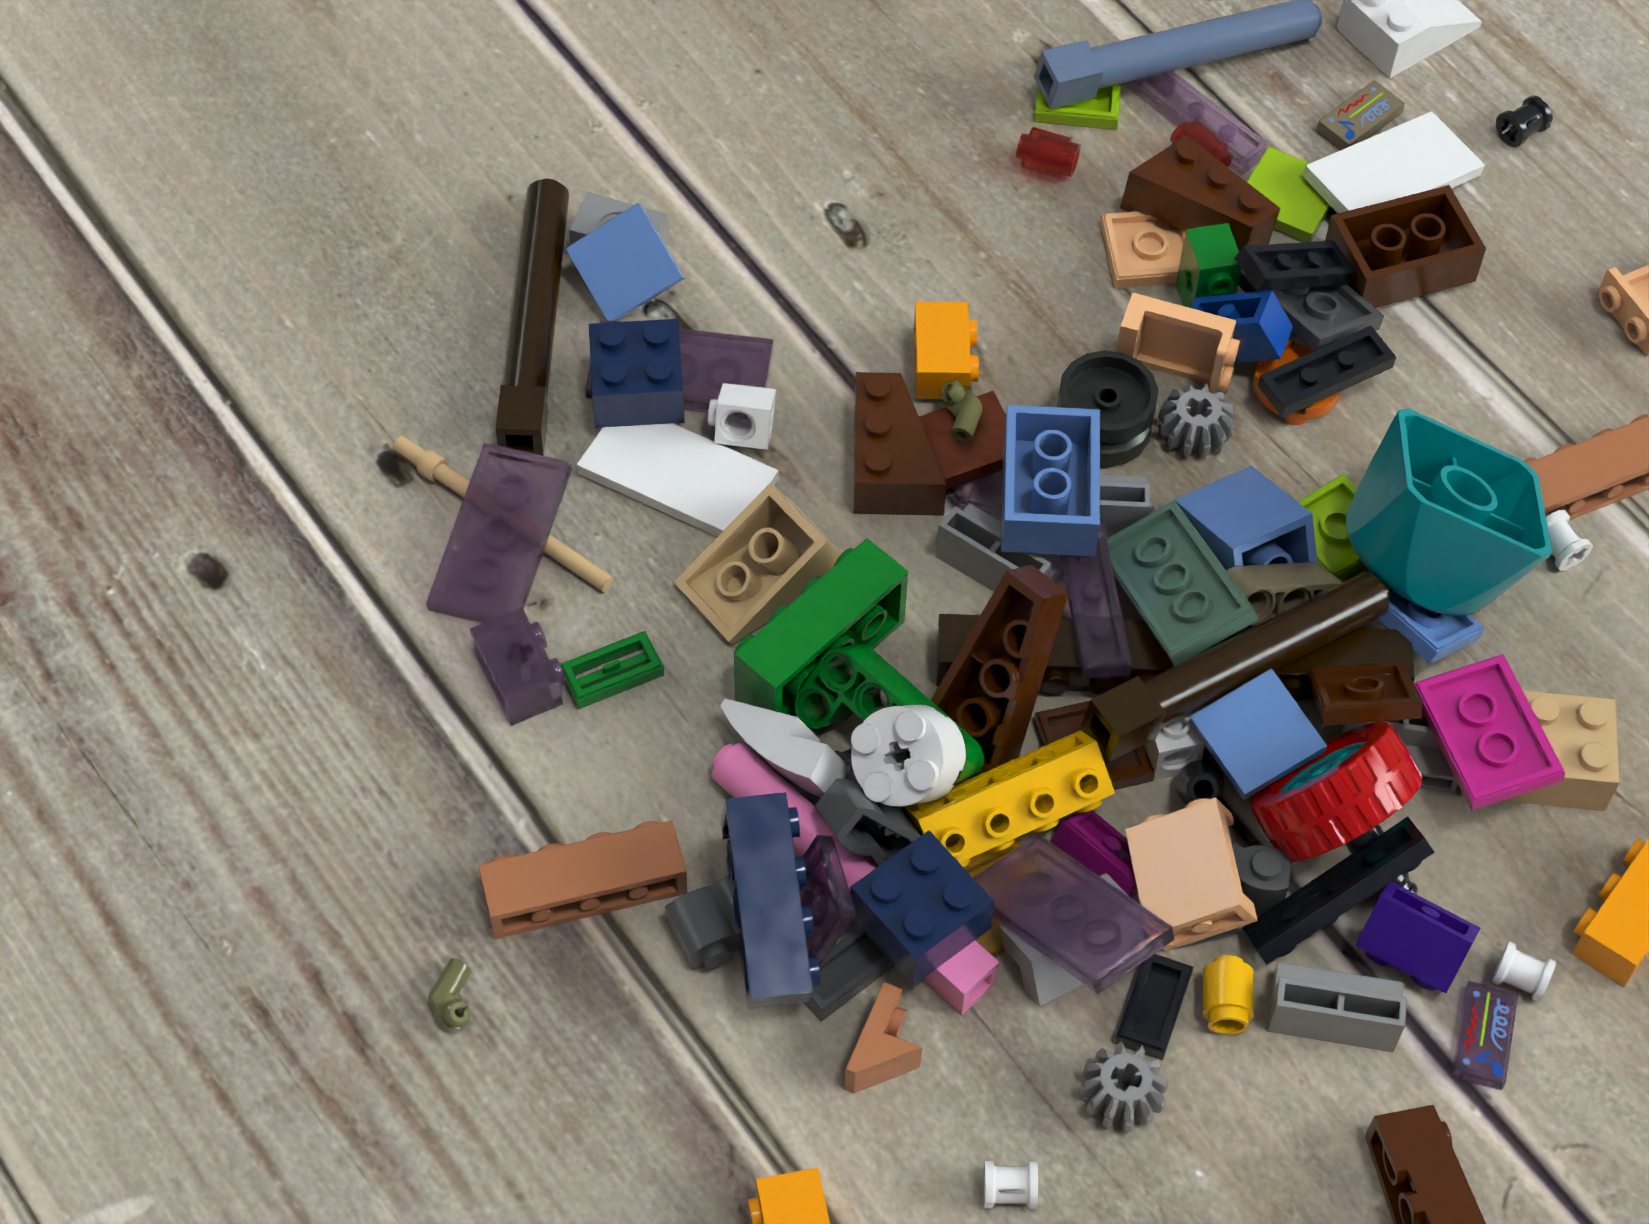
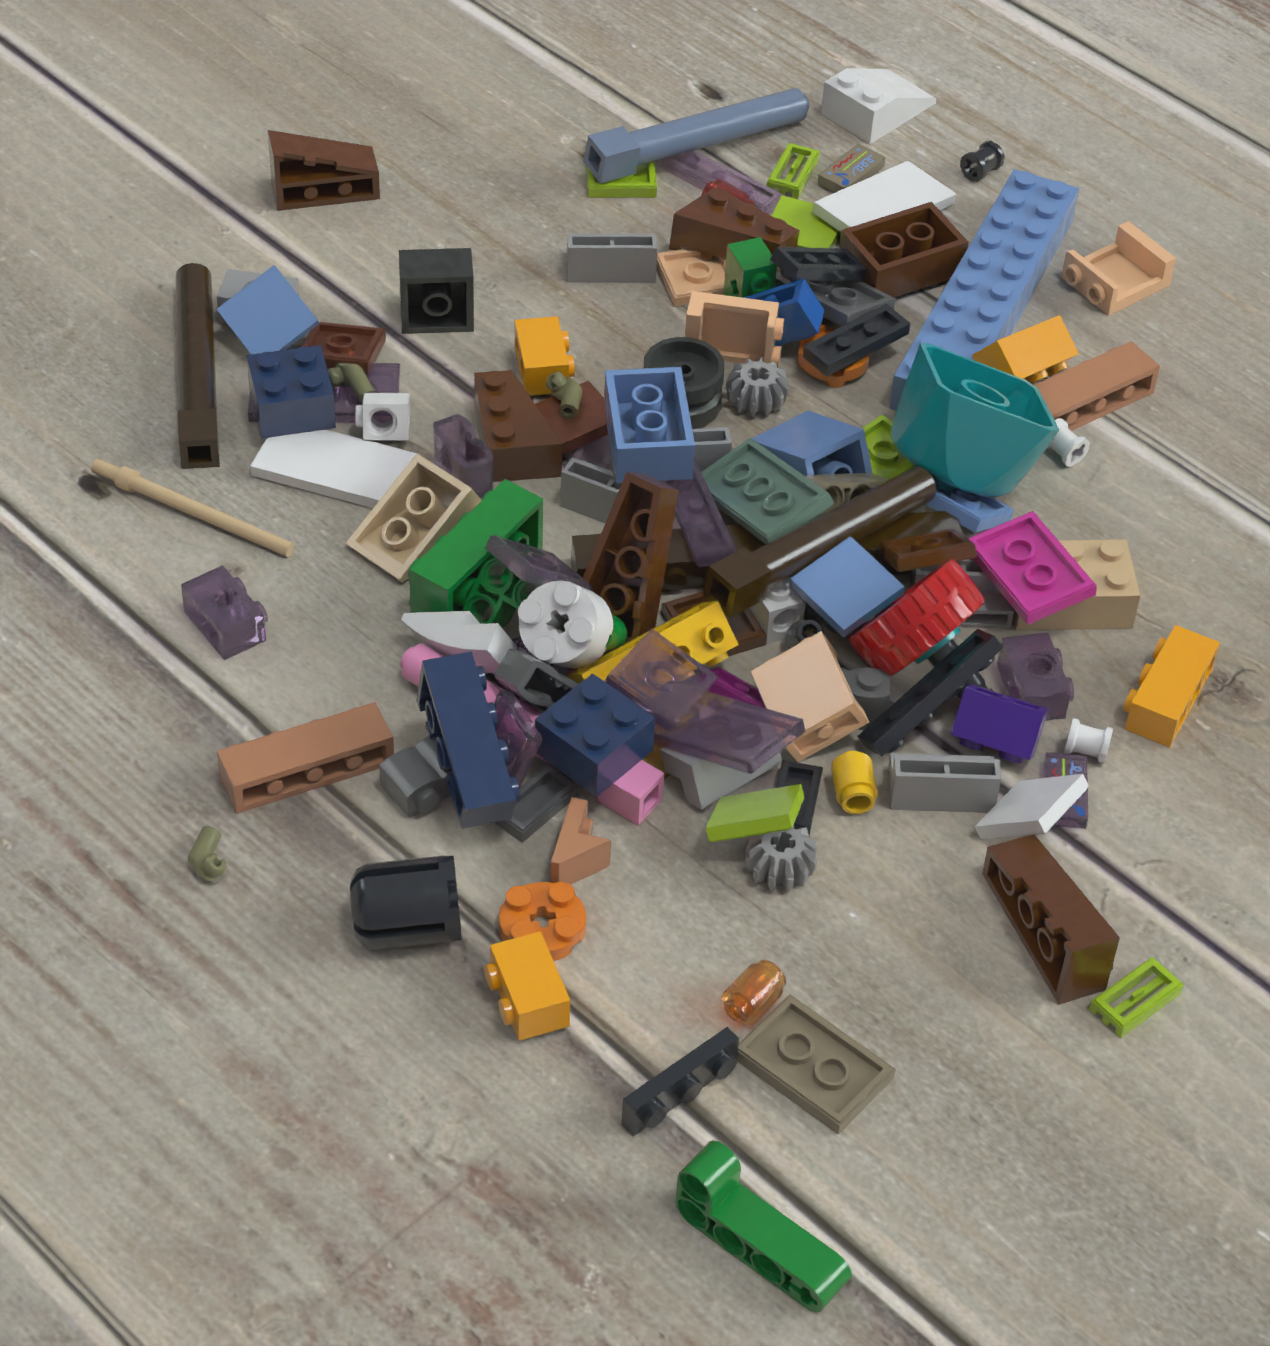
camera: 10 degrees left, 10 degrees down
(499, 534) = (192, 518): clear purple tile -> none
(614, 676) = (306, 614): green tile -> none
(668, 1103) = (405, 903): none -> black cylinder
(710, 310) = (347, 343): none -> copper tile
(711, 356) = (350, 376): none -> olive arm
(718, 61) = (320, 171): none -> reddish brown wedge
(827, 485) = (463, 454): none -> brick
(828, 247) = (436, 290): none -> pearl dark grey brick
(828, 1107) = (544, 900): none -> orange plate
(887, 667) = (532, 564): none -> clear purple tile
(1011, 842) = (661, 679): none -> tile
(1011, 1185) = (687, 929): white bush -> none
(1048, 153) = (604, 214): clear red brick -> none
(1048, 217) = (611, 258): none -> light grey piece
(1100, 1031) = (755, 813): none -> lime tile
(1277, 130) = (787, 184): none -> lime tile
(1438, 1063) = (1032, 806): none -> white tile
(1477, 848) = (1035, 673): none -> clear purple brick
(1509, 299) = (997, 270): none -> medium blue brick
(1536, 415) = (1031, 352): none -> light orange brick

